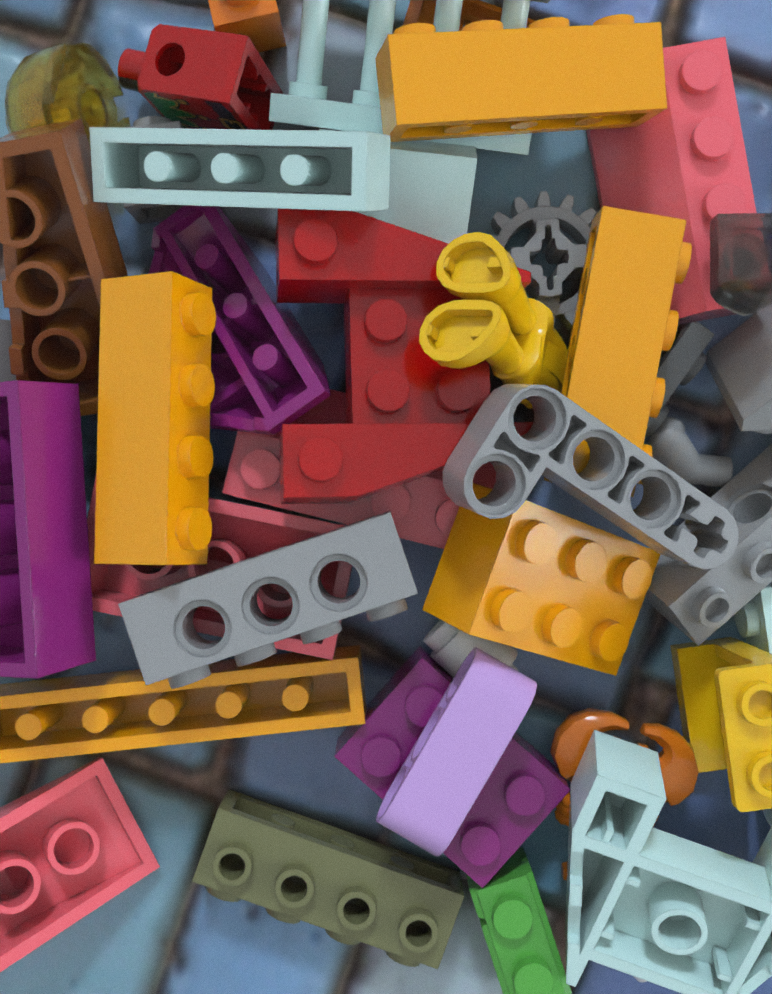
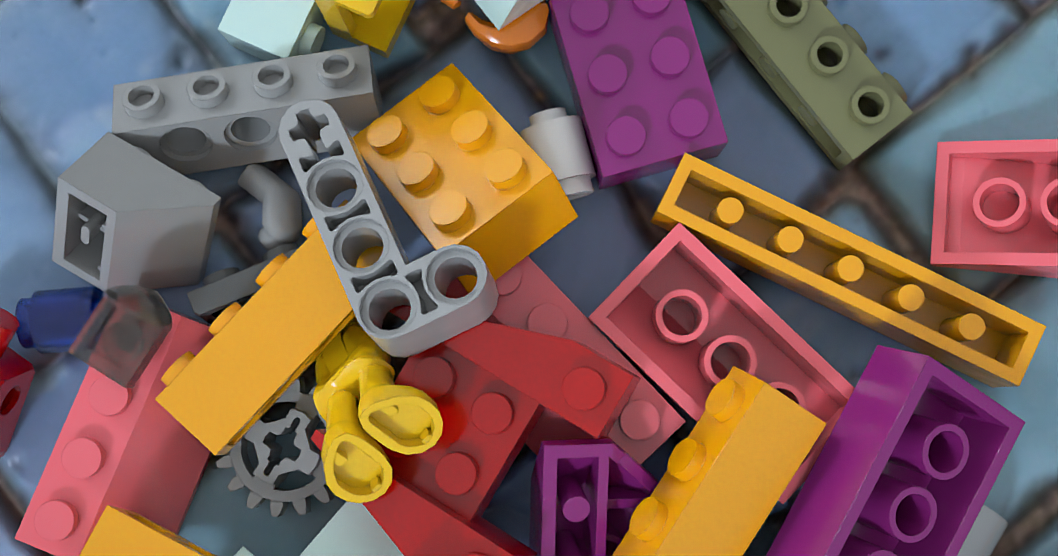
camera: 145 degrees left, 5 degrees down
(163, 618) = (806, 311): light grey brick -> none
(456, 752) = (622, 83): lavender beam -> none

